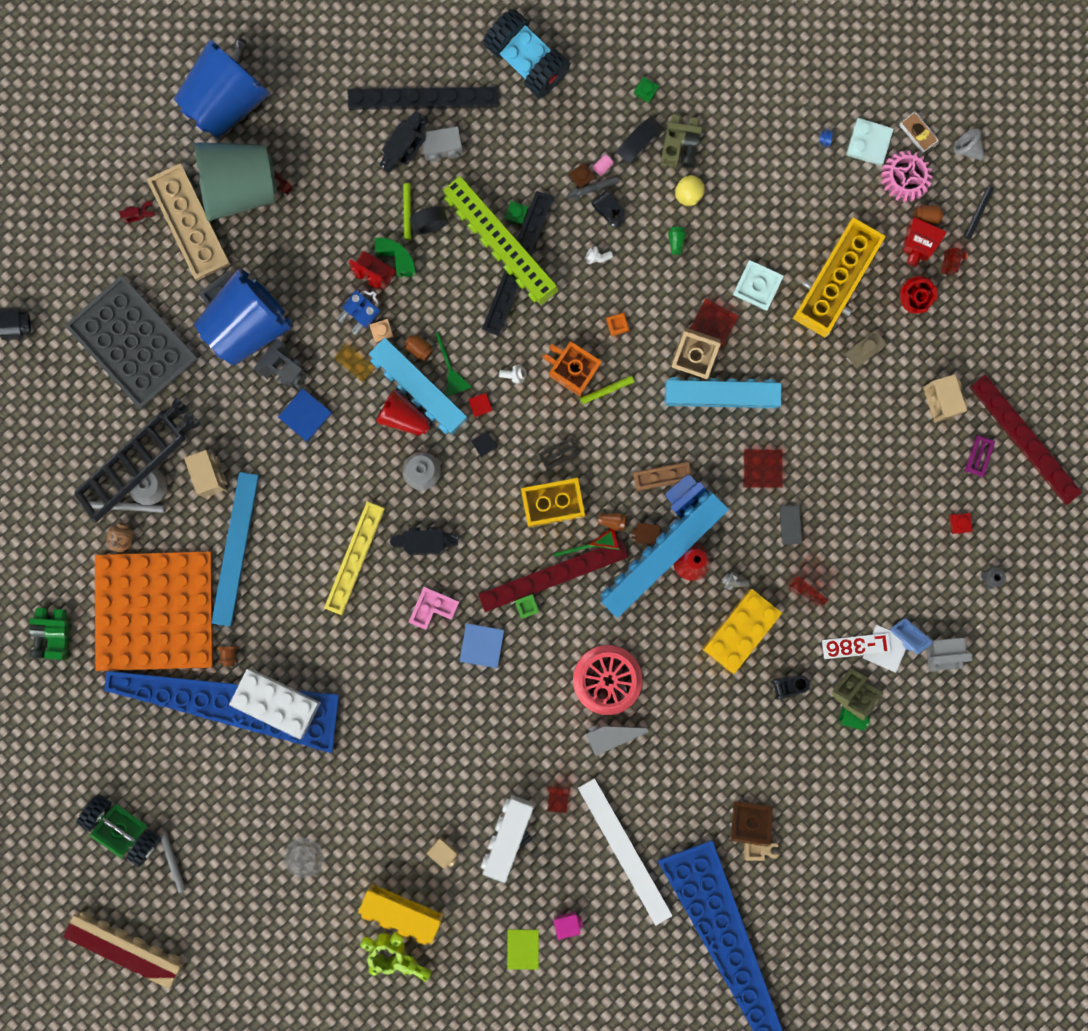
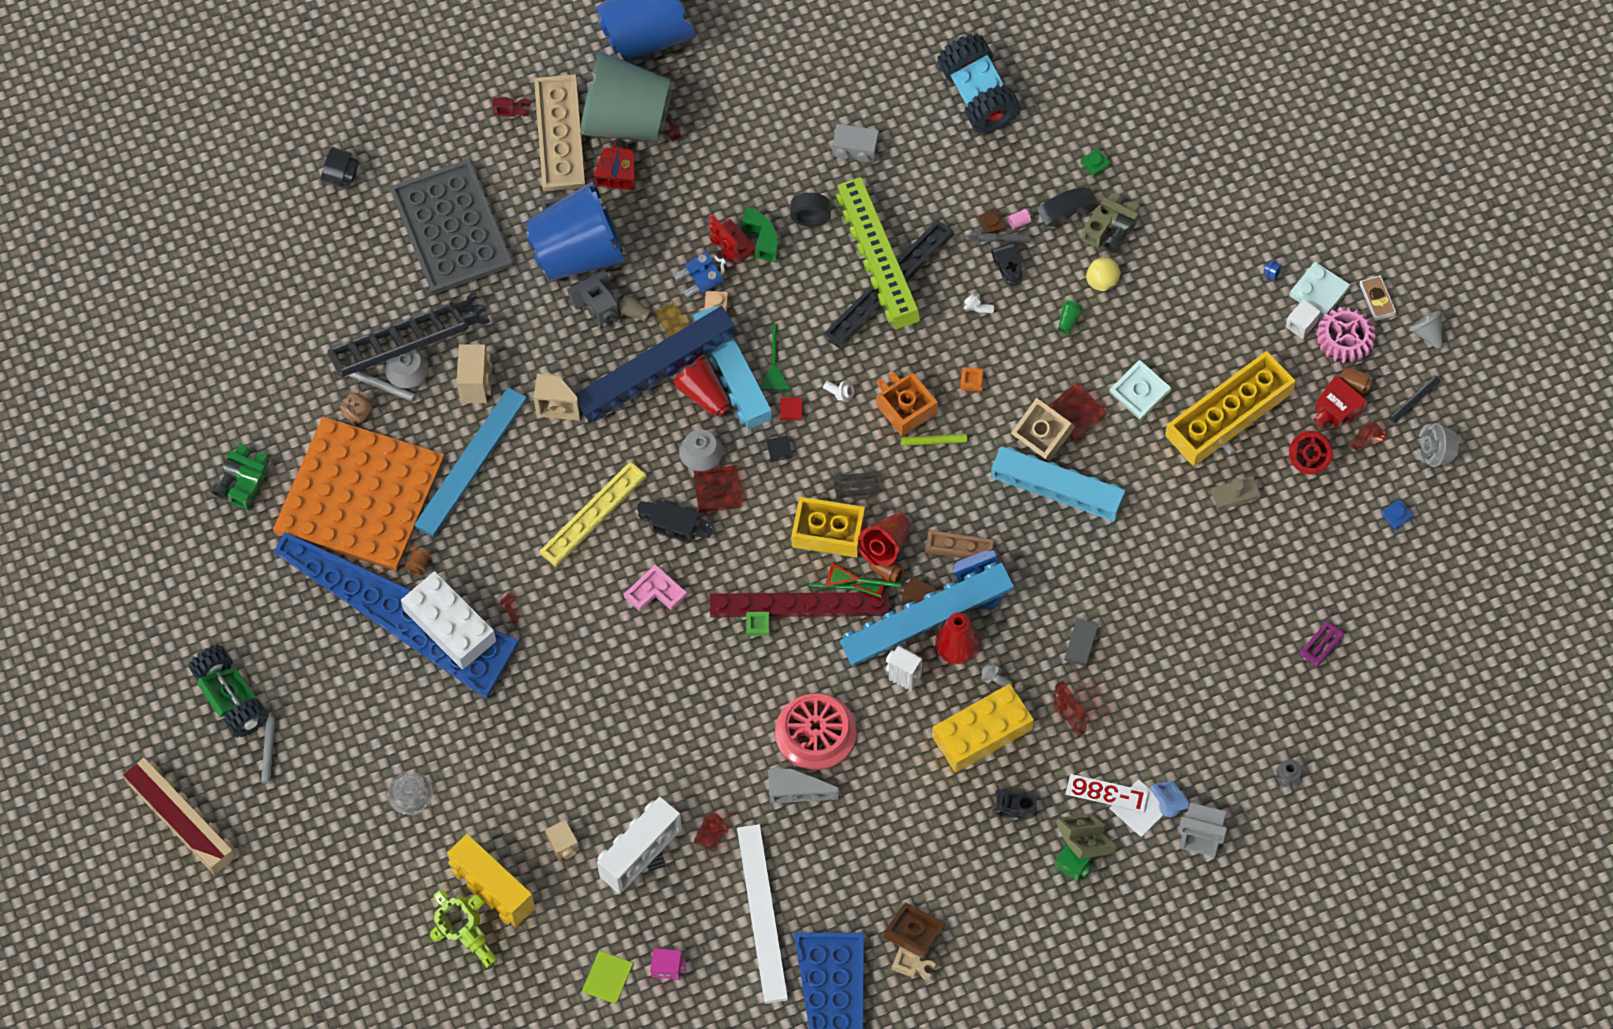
camera: 30 degrees right, 20 degrees down
(249, 237) = (616, 167): none -> red torso
(281, 471) = (555, 398): none -> tan slope
(305, 415) = (599, 355): blue tile -> none
(314, 362) = (633, 308): none -> dark tan cone
(314, 662) = (506, 600): none -> clear red hand
(355, 410) = (656, 364): none -> dark blue brick
(404, 142) = (816, 127): black hinge -> none
(407, 210) = (793, 192): lime bar -> none
(418, 347) = (749, 329): dark orange brick -> none
(422, 98) = (854, 95): black plate -> none
(448, 498) = (717, 489): none -> clear red tile
(481, 645) = (692, 648): medium blue tile -> none
(516, 213) = (906, 235): green plate -> none
(576, 539) = (840, 576): none -> green piece
(604, 498) = (884, 539): none -> red cone
(661, 605) = (904, 667): none -> white brick
(762, 468) = (1073, 575): clear red plate -> none
(867, 173) = (1303, 319): none -> white brick
(945, 398) = (1301, 566): tan brick -> none
(960, 523) = (1273, 706): red plate -> none
(1000, 321) = (1397, 514): none -> blue plate
(1015, 250) = (1438, 445): none -> light grey cone
(1025, 440) = (1380, 645): dark red plate -> none

